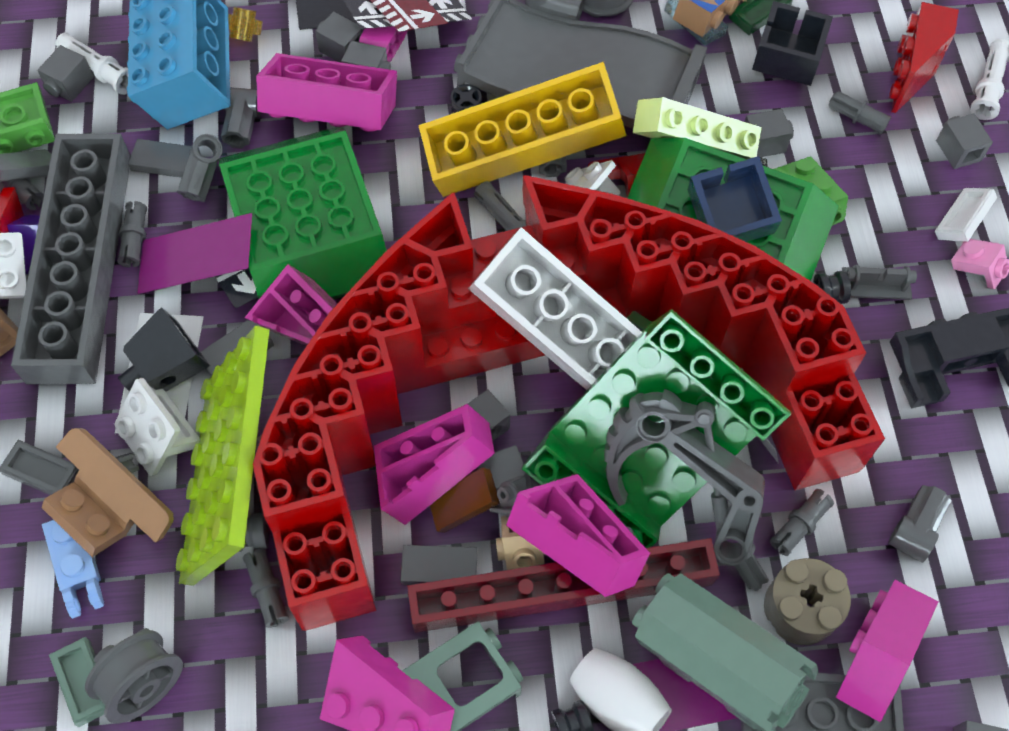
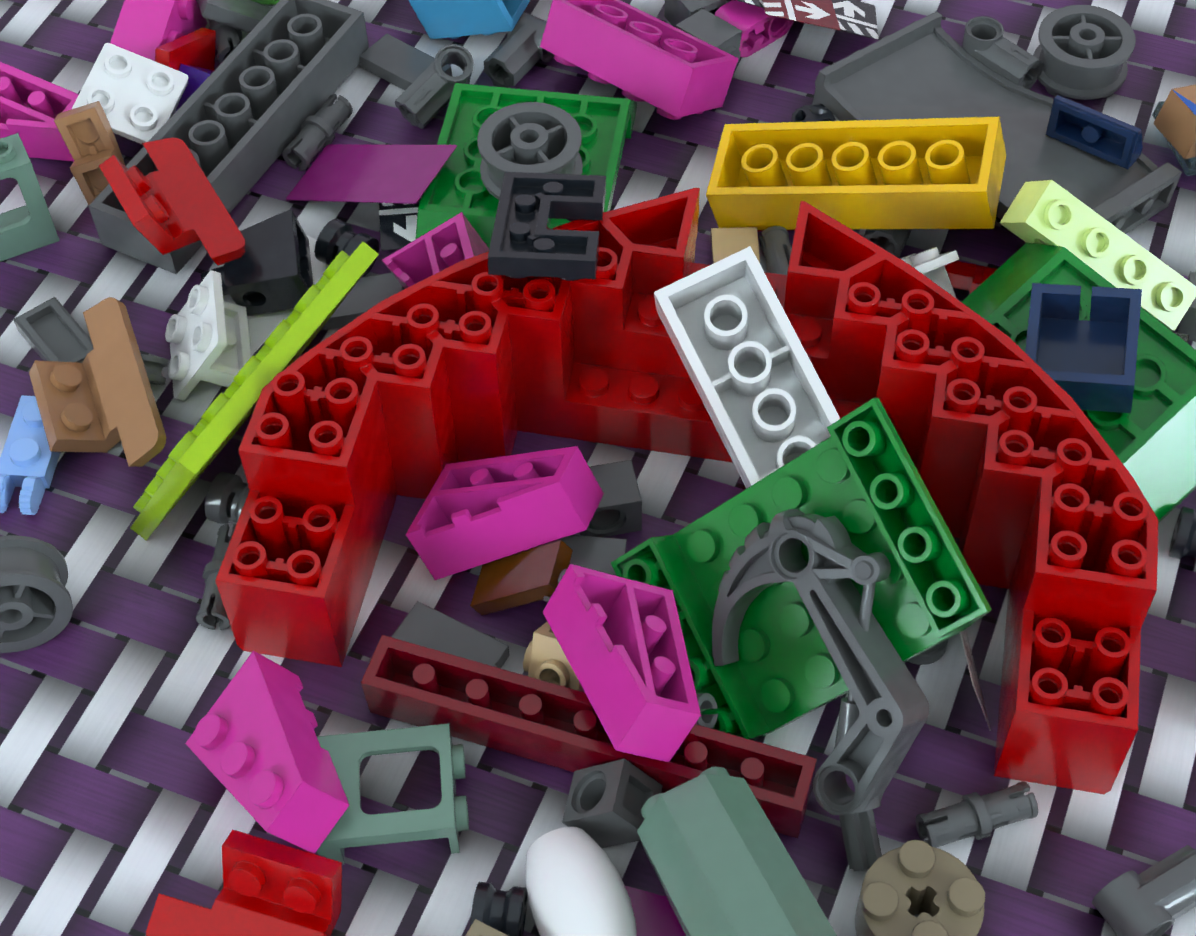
camera: 30 degrees right, 10 degrees down
(78, 338) = (175, 202): none -> red plate
(208, 316) = (340, 236): none -> black wheel
(310, 202) = (528, 140): none -> dark grey wheel
(369, 284) = (522, 233): none -> black plate
(469, 206) = (732, 240): none -> tan tile
(614, 622) = (609, 801): none -> dark grey brick
(647, 42) = (1094, 132): none -> dark blue slope

